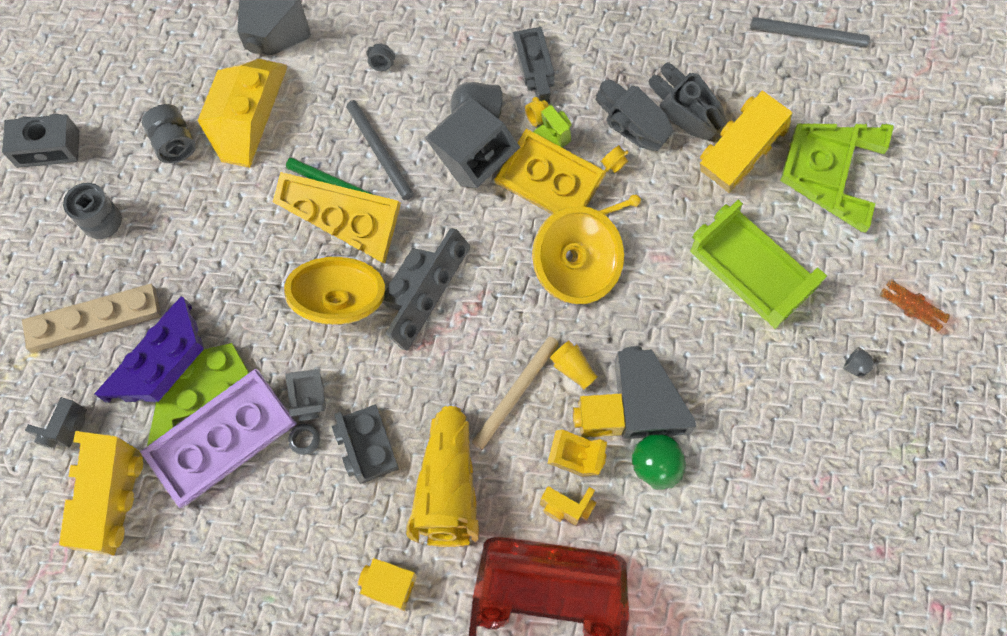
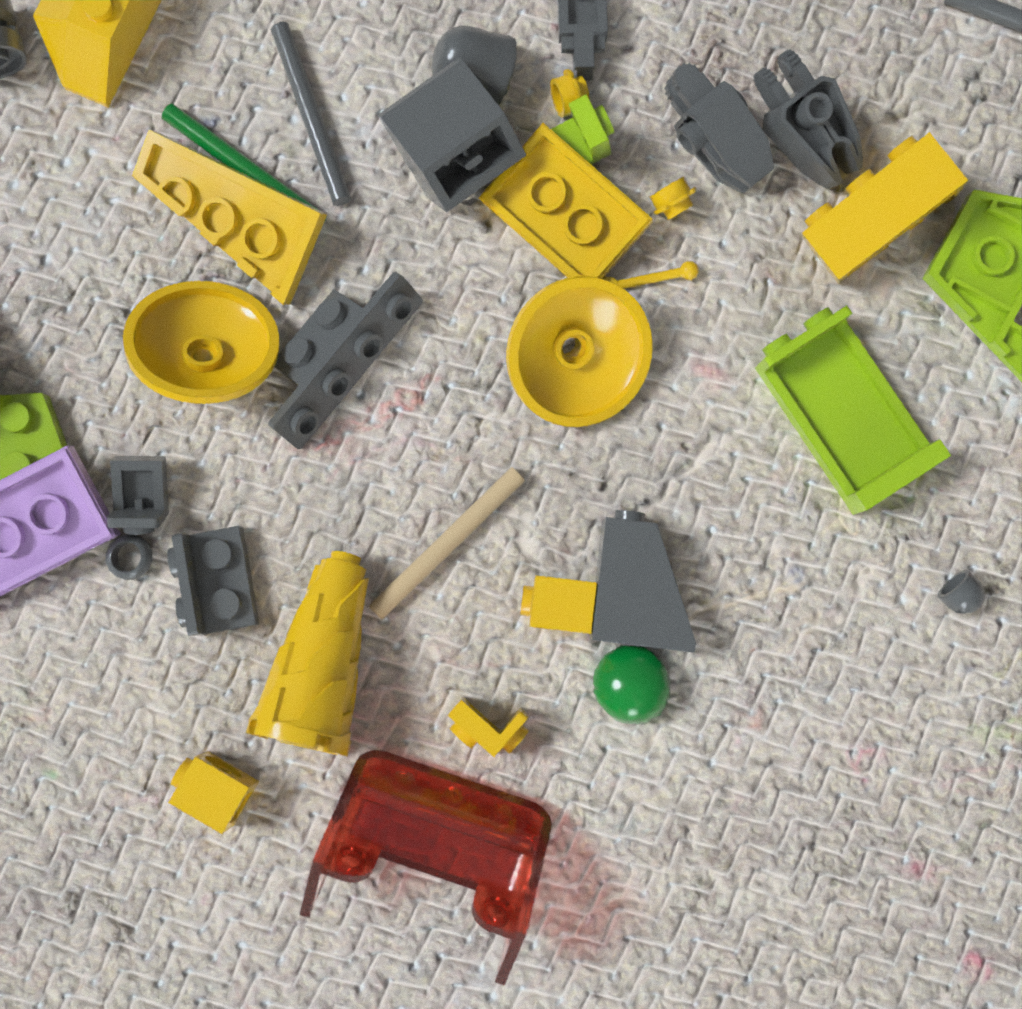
camera: 10 degrees right, 15 degrees up
(573, 364) = (539, 519): yellow cone -> none
(577, 454) = (516, 655): yellow bracket -> none

